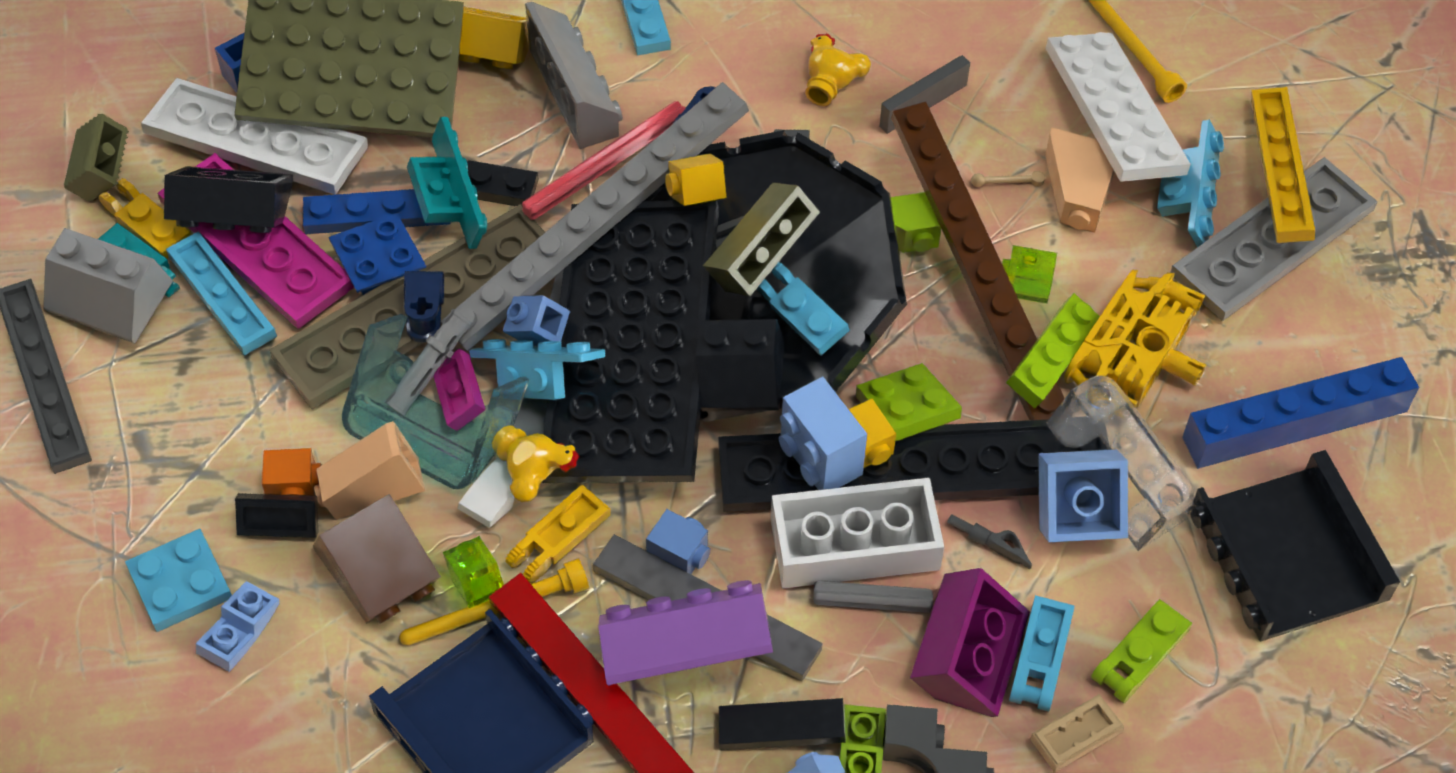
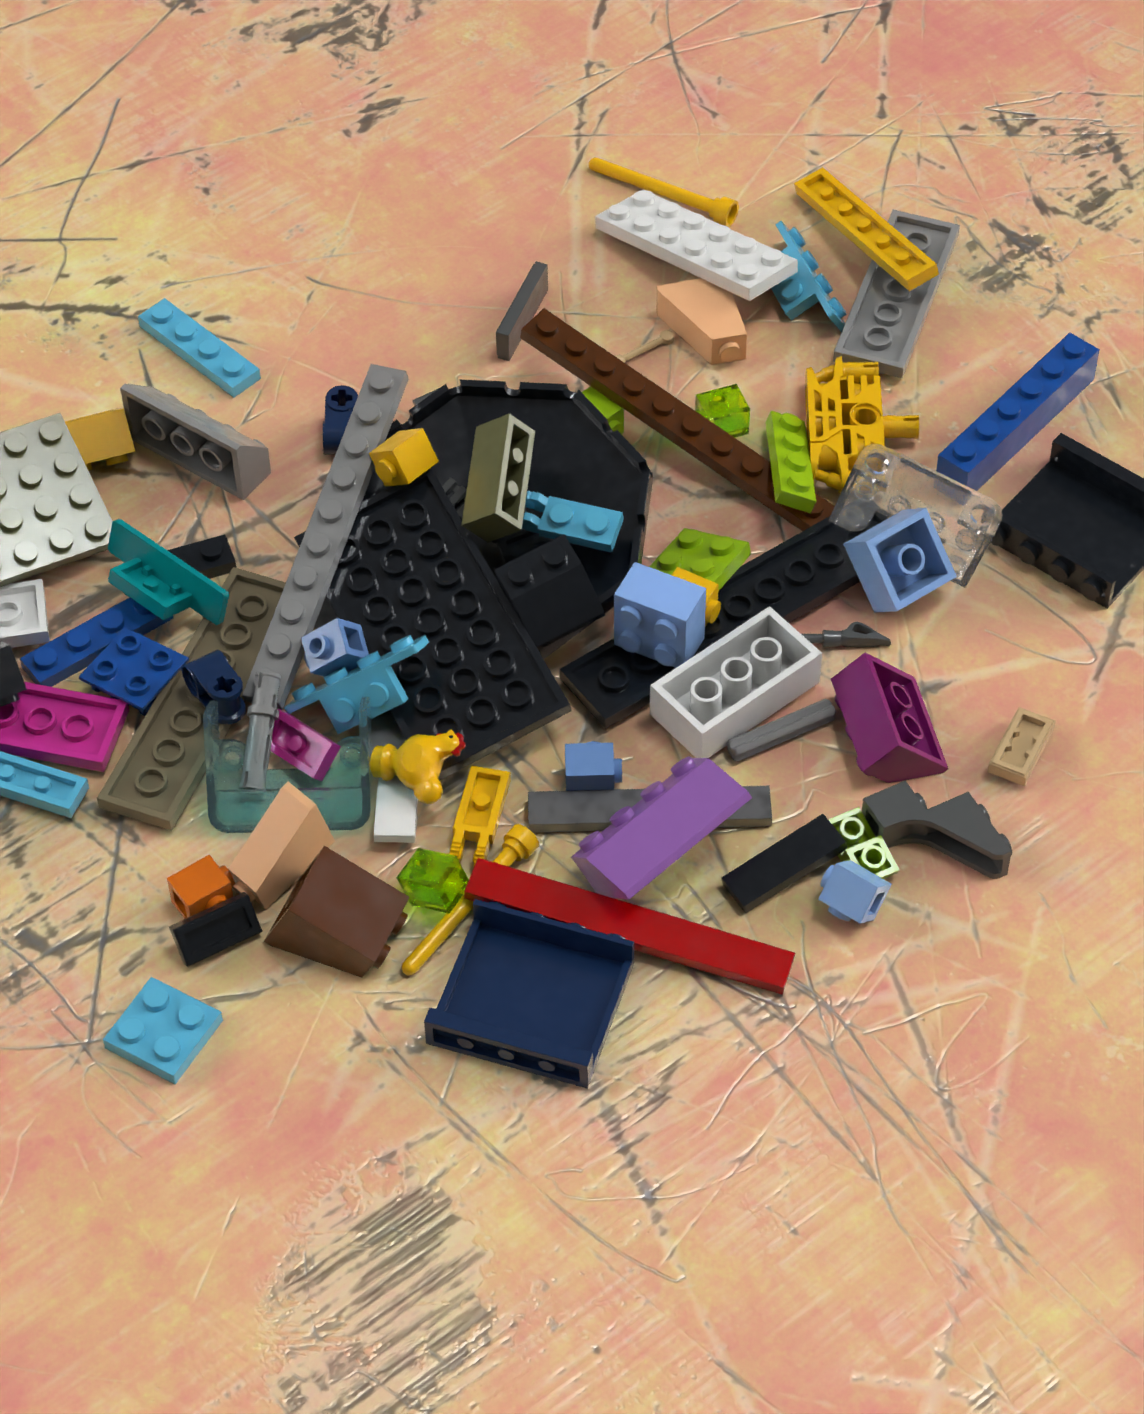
camera: 30 degrees left, 5 degrees down
(239, 627) = (250, 1037): light blue slope -> none
(601, 162) = (280, 496): coral axle -> none
(832, 69) = (424, 327): yellow animal -> none
(1042, 652) = (949, 701): medium azure plate -> none
(1142, 650) = (1024, 659): lime plate -> none

